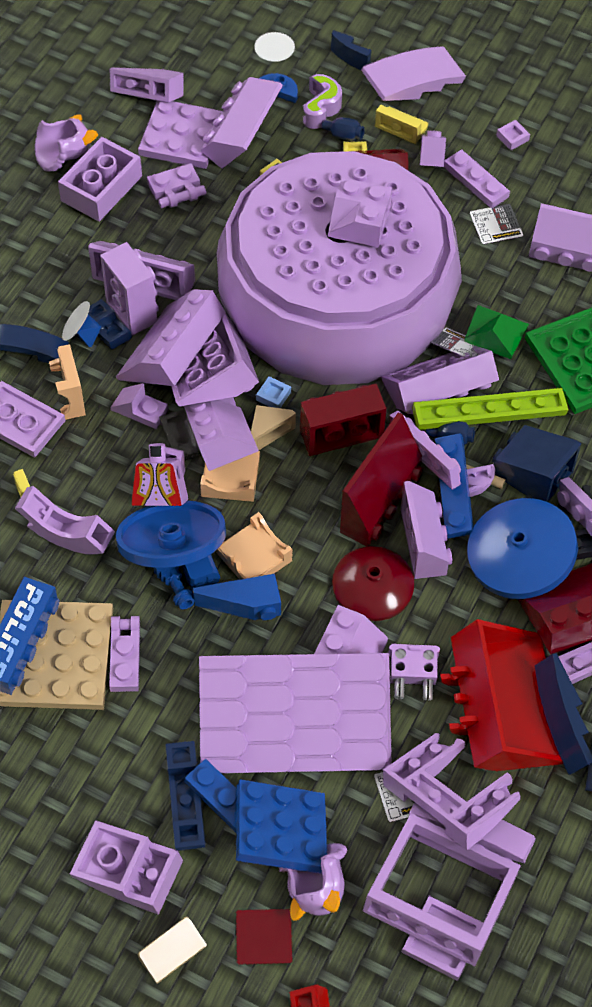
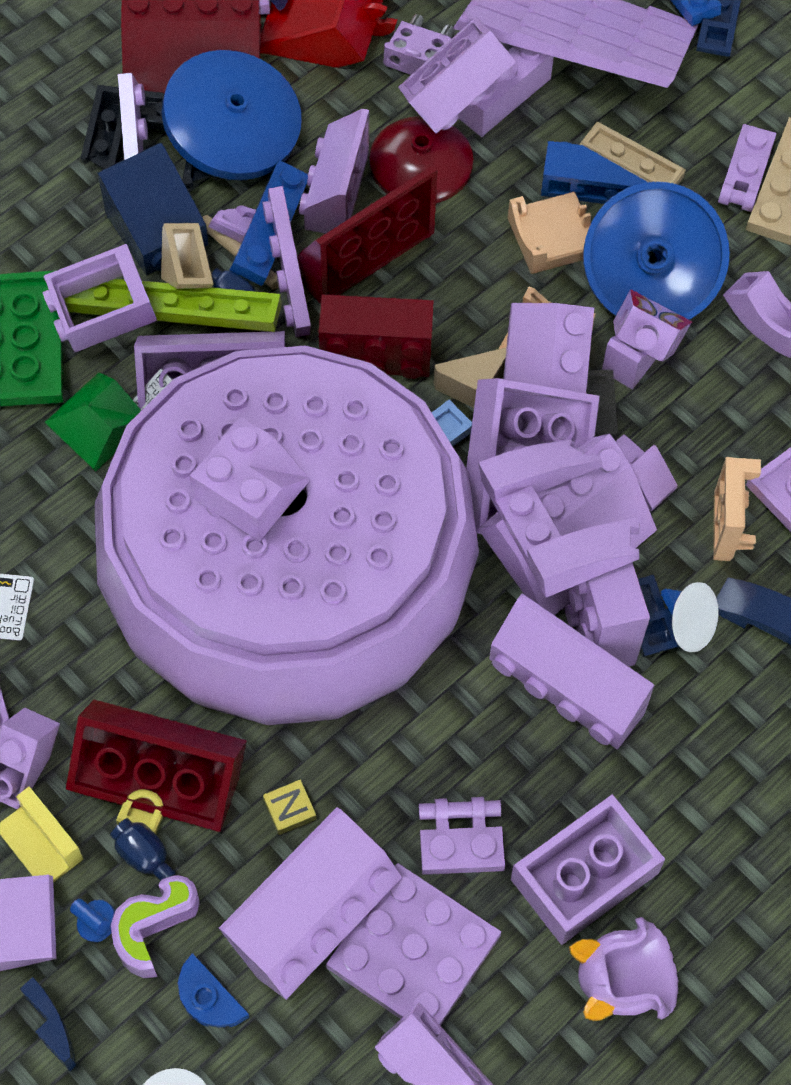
camera: 160 degrees left, 5 degrees up
(166, 260) = (554, 559): none -> lavender wedge
(215, 632) = (632, 155): none -> tan tile
(352, 95) = (93, 919): none -> blue plate
(369, 609) = (457, 75): none -> lavender slope
(492, 427) = (184, 256): none -> tan slope
(522, 398) = (89, 274): none -> lavender window

